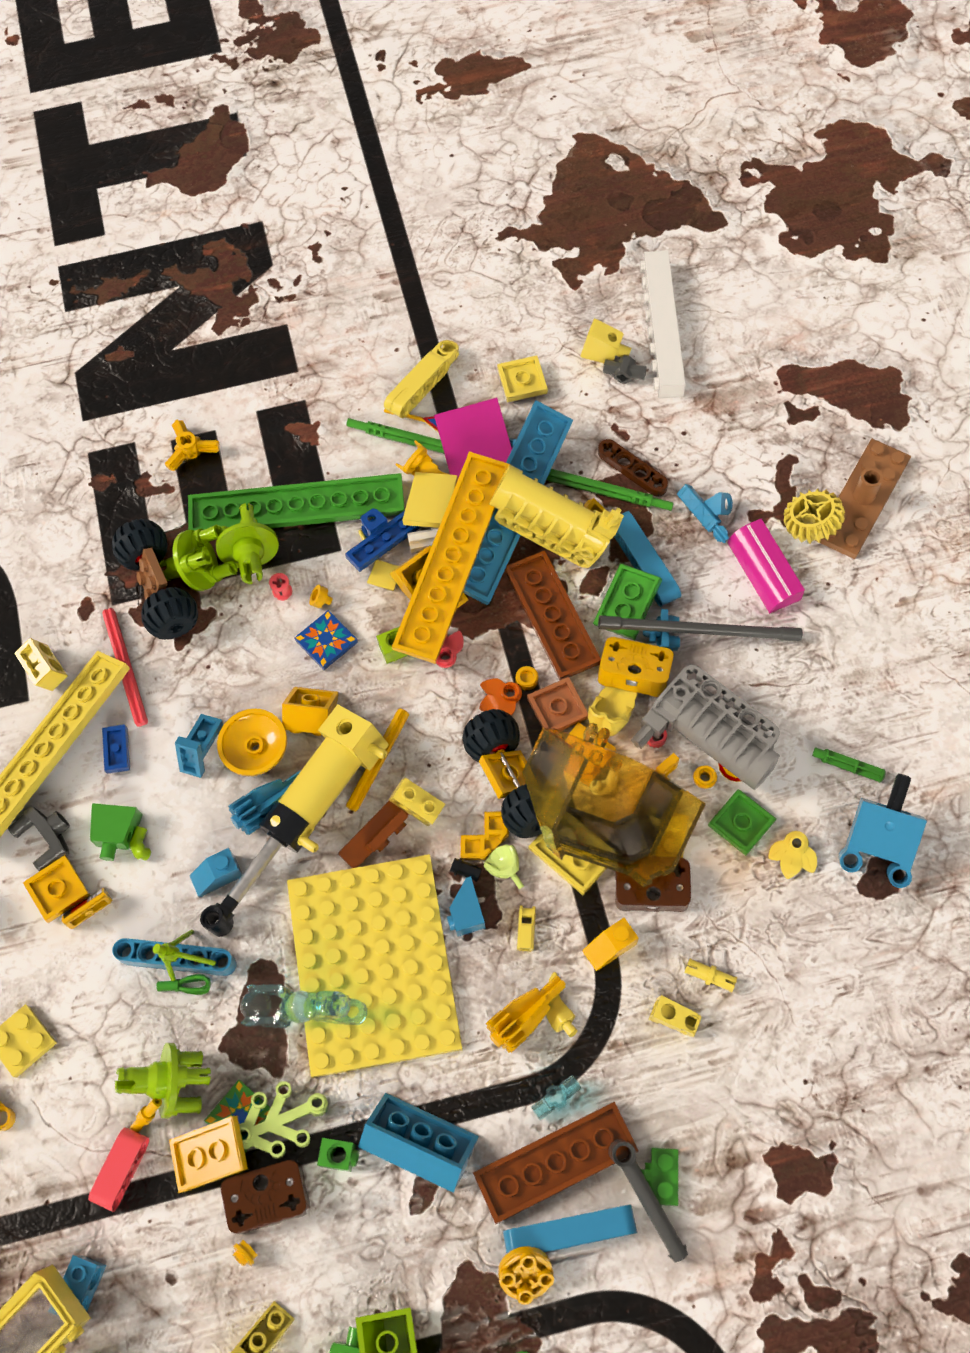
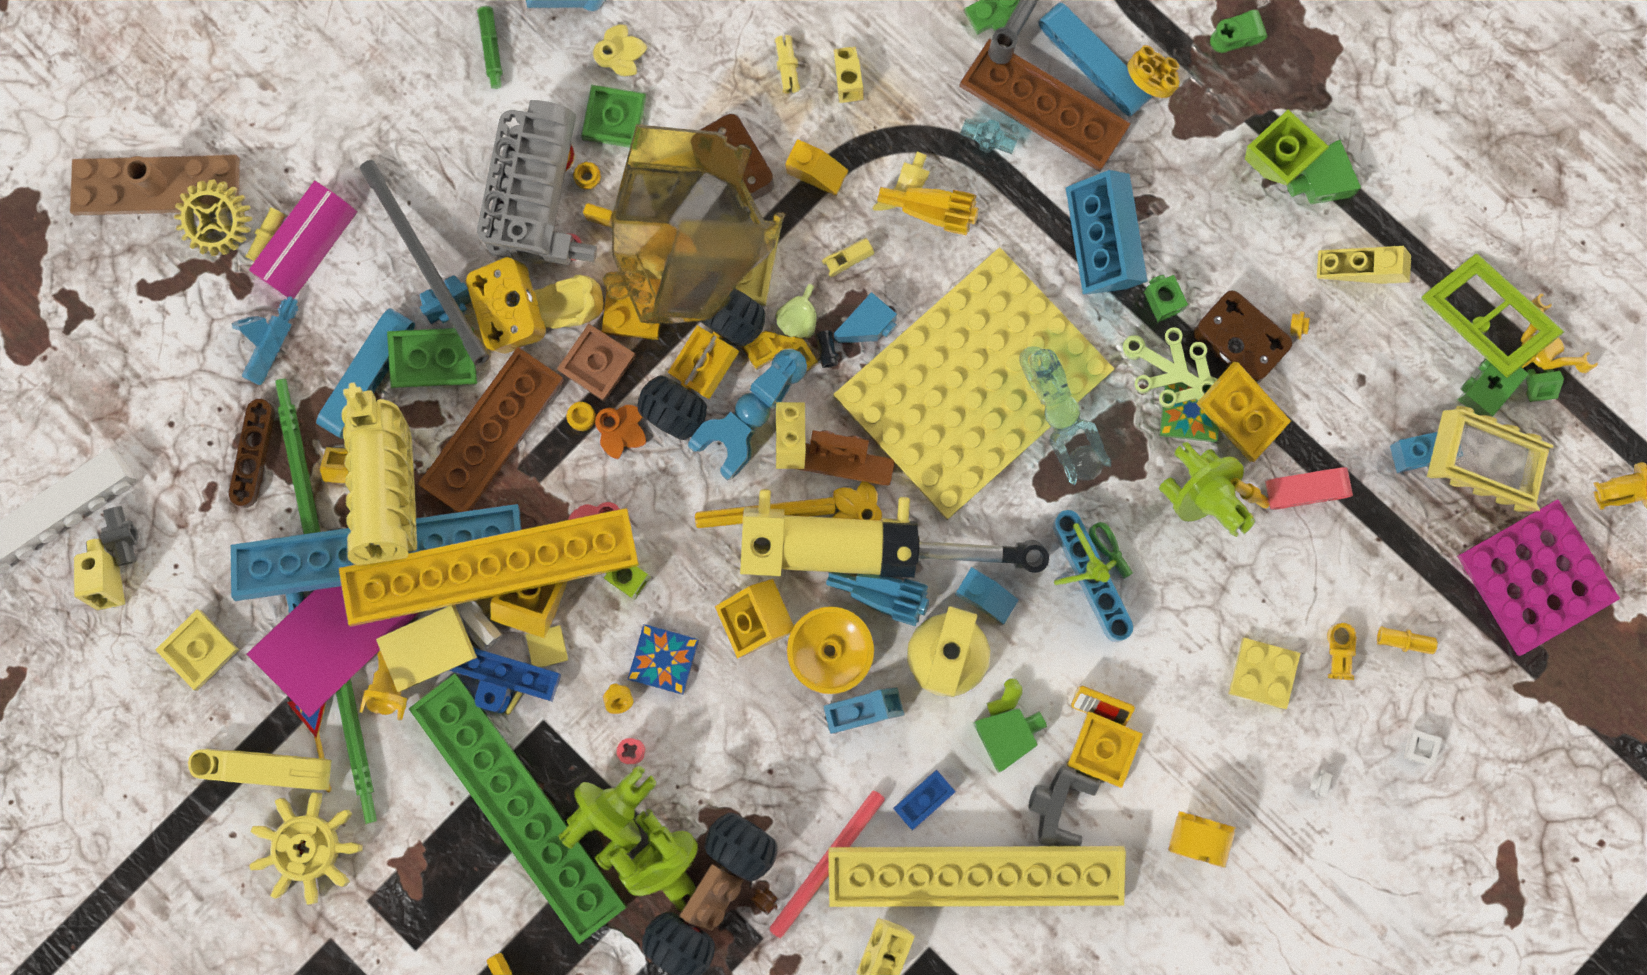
camera: 120 degrees left, 15 degrees up
(131, 615) = (765, 900): none -> reddish brown plate
(196, 828) = (939, 673): none -> light yellow piece
(342, 822) = (854, 503): none -> yellow plate
(358, 379) = (292, 859): none -> light yellow gear
(452, 787) = (751, 412): none -> dark azure piece
(785, 546) = (265, 233): none -> light yellow pin

